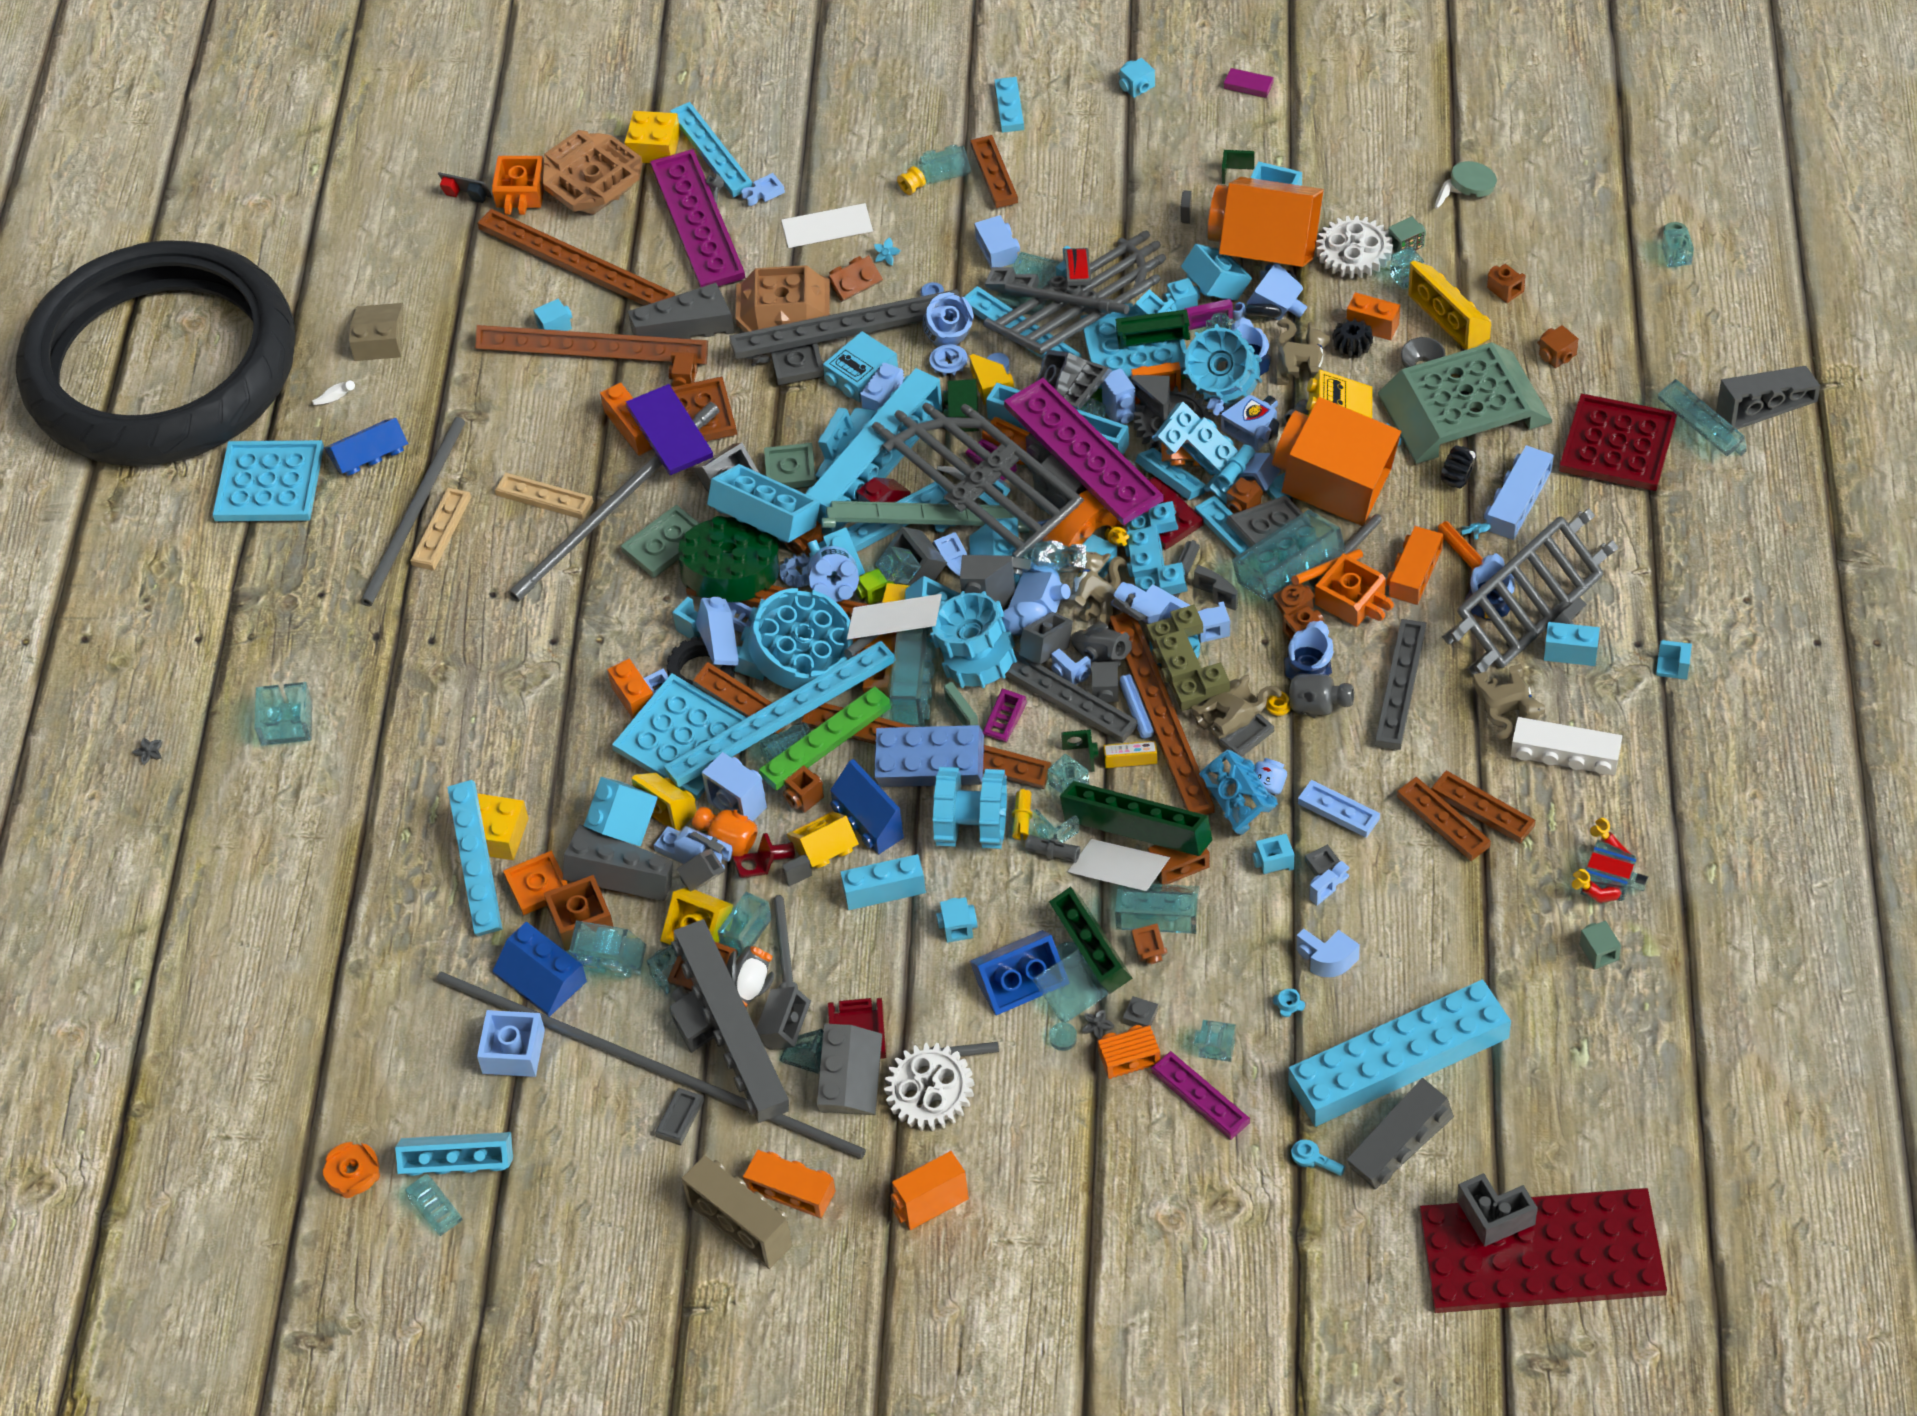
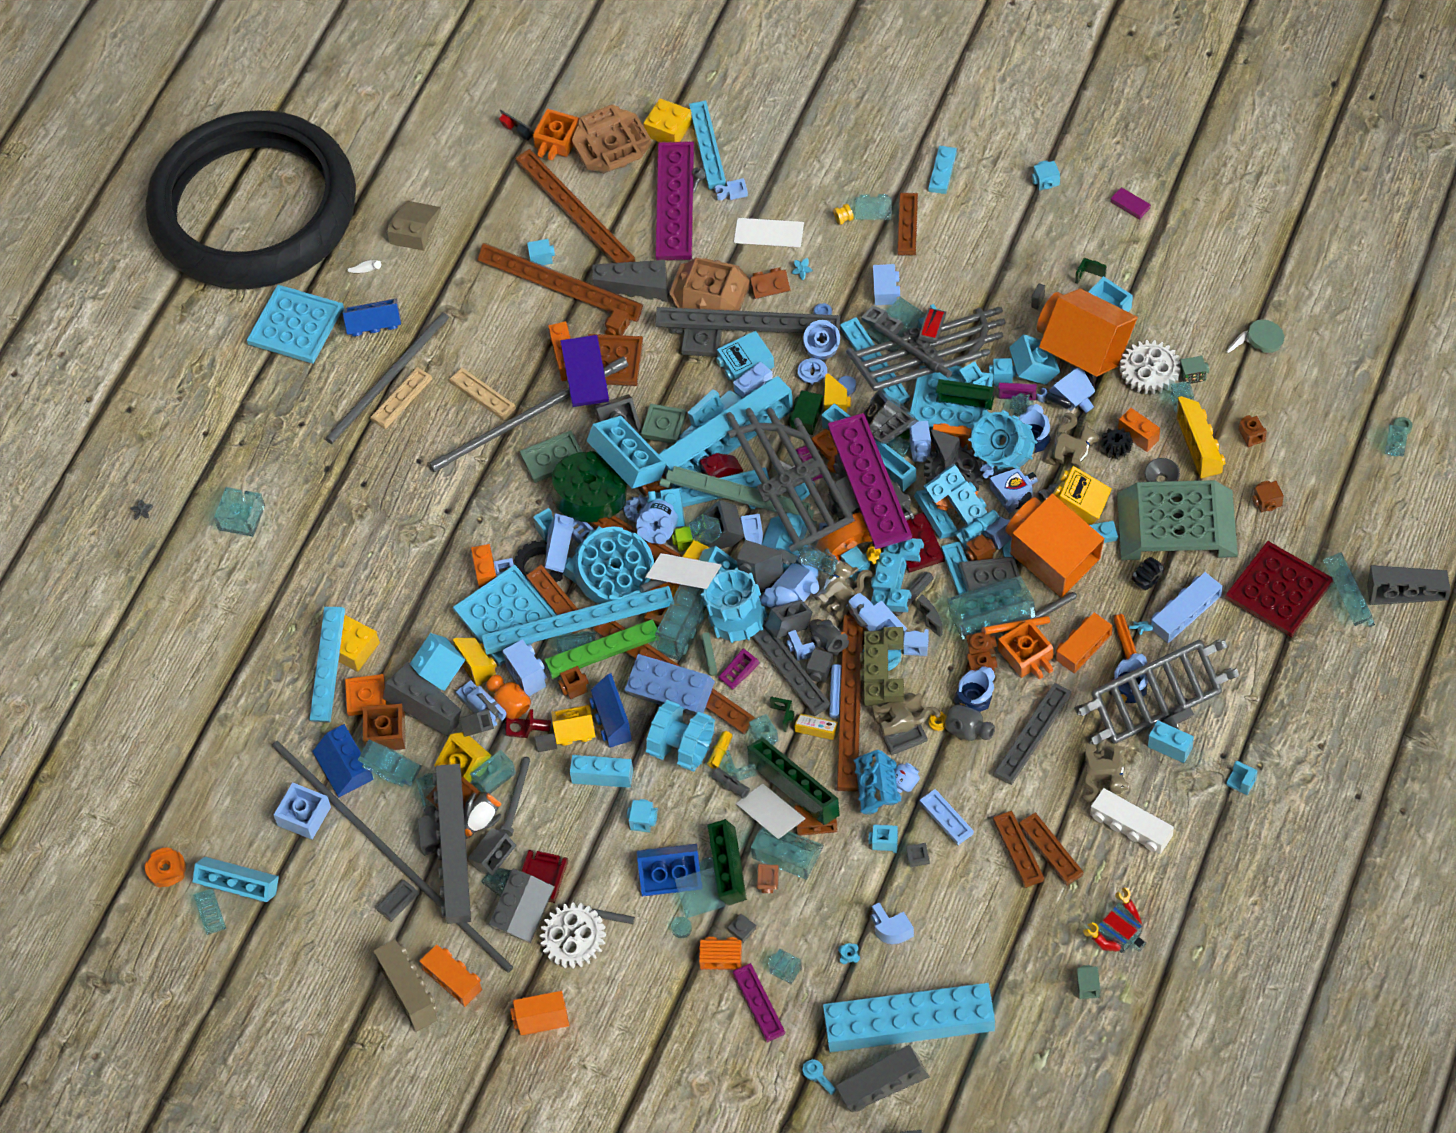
camera: 20 degrees right, 5 degrees up
(1097, 1024) = (708, 926): dark grey plant -> none
(1325, 884) = (913, 872): light blue plate -> none

